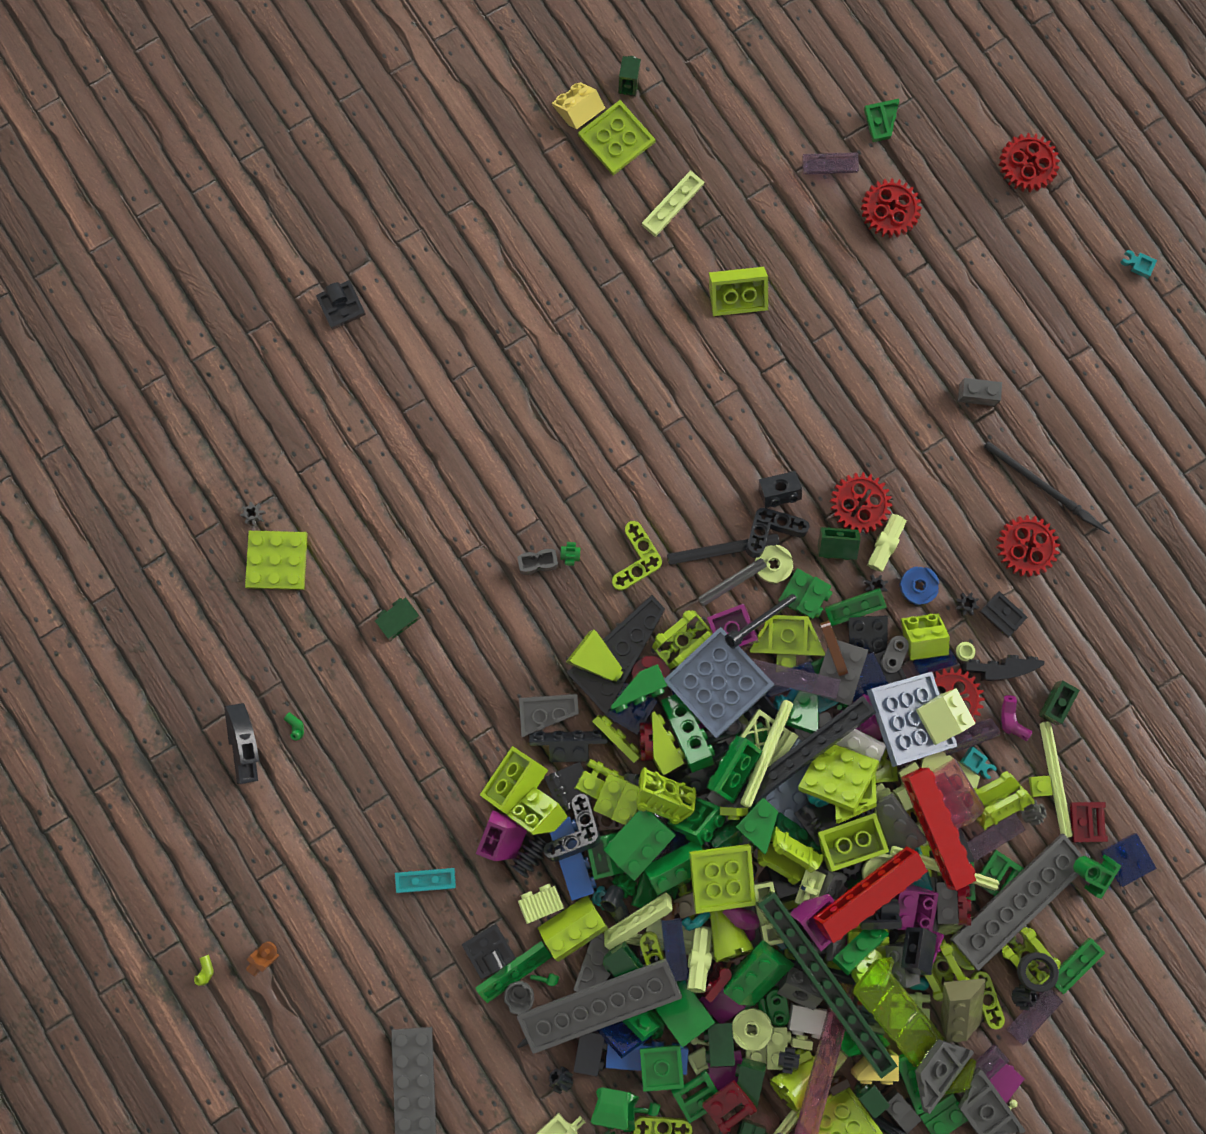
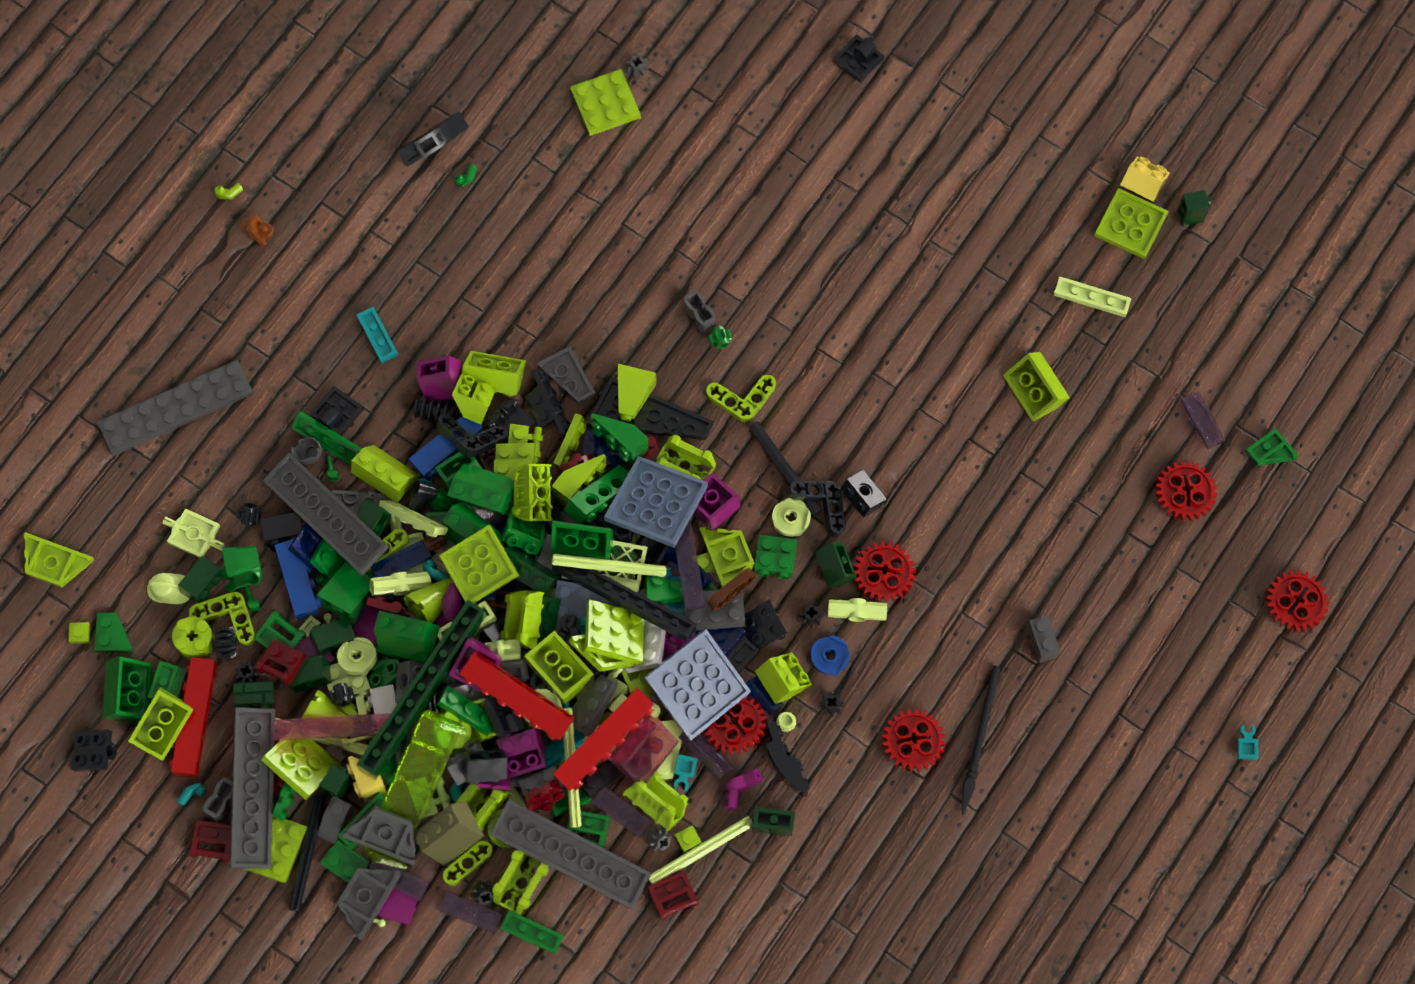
camera: 70 degrees right, 10 degrees down
(397, 618) = (596, 219): dark green brick -> none
(541, 903) = (395, 437): yellowish green brick -> none
(661, 1068) = (292, 588): green plate -> none
(732, 581) = (757, 486): dark grey axle -> none
(733, 813) = (542, 556): lime plate -> none
(735, 638) = (701, 495): black piece -> none
(759, 825) = (540, 577): green wing -> none
(855, 607) = (782, 602): green plate -> none
(895, 654) = (753, 654): dark grey plate -> none
(945, 716) = (711, 712): yellowish green slope -> none
(1003, 614) = (837, 742): black plate -> none
(1054, 972) = (512, 869): black tyre -> none
(1097, 874) = (625, 916): green pin -> none
(1133, 858) = (653, 947): clear blue hinge -> none

